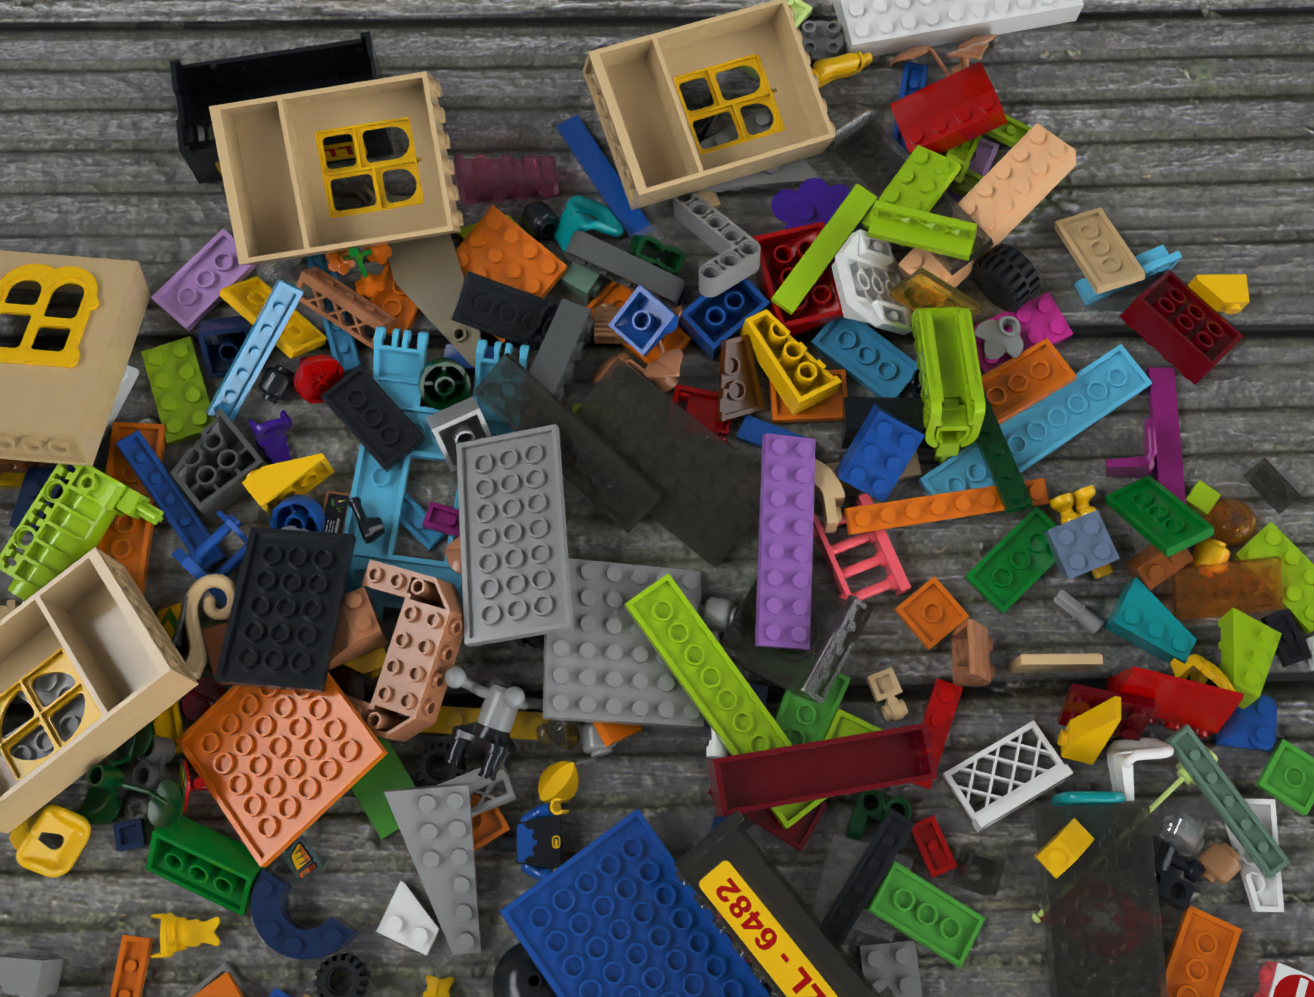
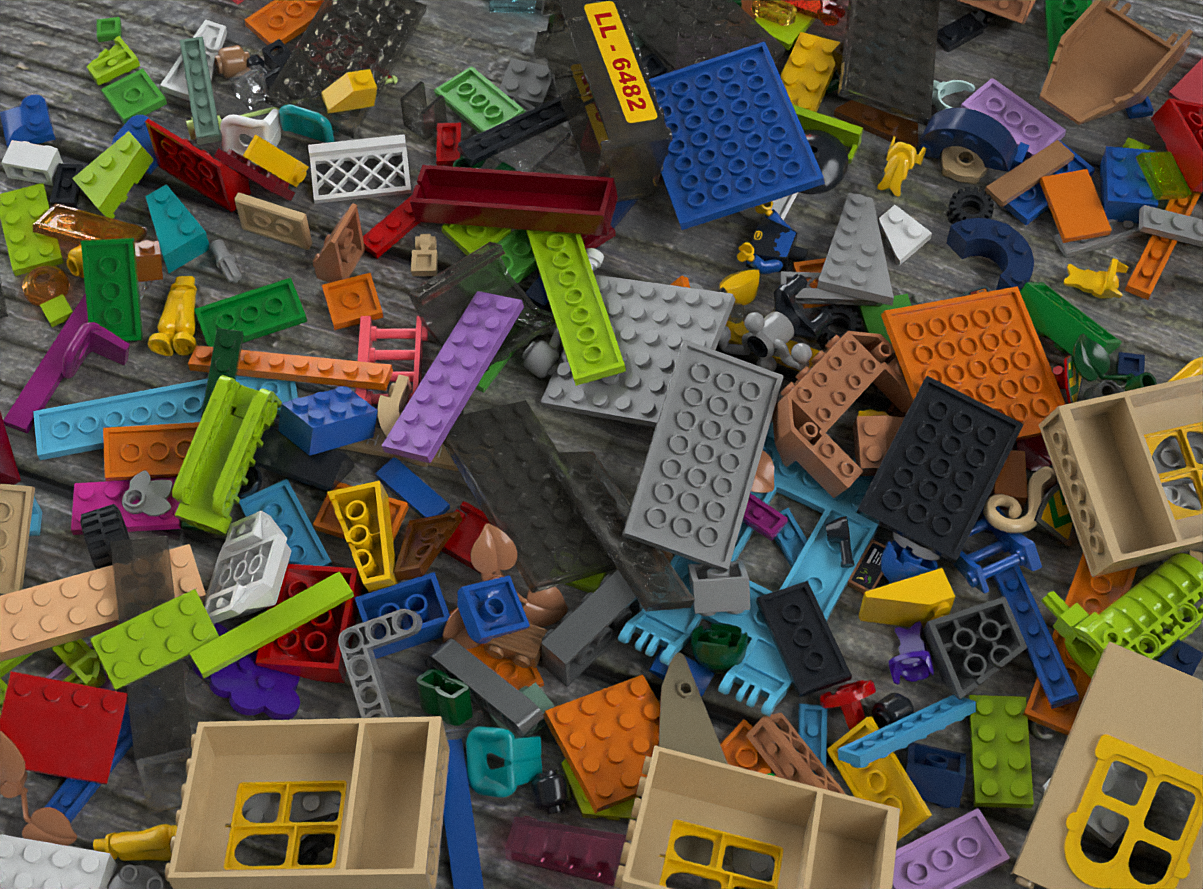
camera: 155 degrees left, 15 degrees down
(503, 310) = (627, 687): black tile -> none
(924, 231) = (173, 576): lime fence -> none
(928, 291) = (192, 538): clear yellow tile -> none
(1081, 545) = (194, 291): sand blue brick -> none
(1200, 671) = (154, 169): yellow hair -> none

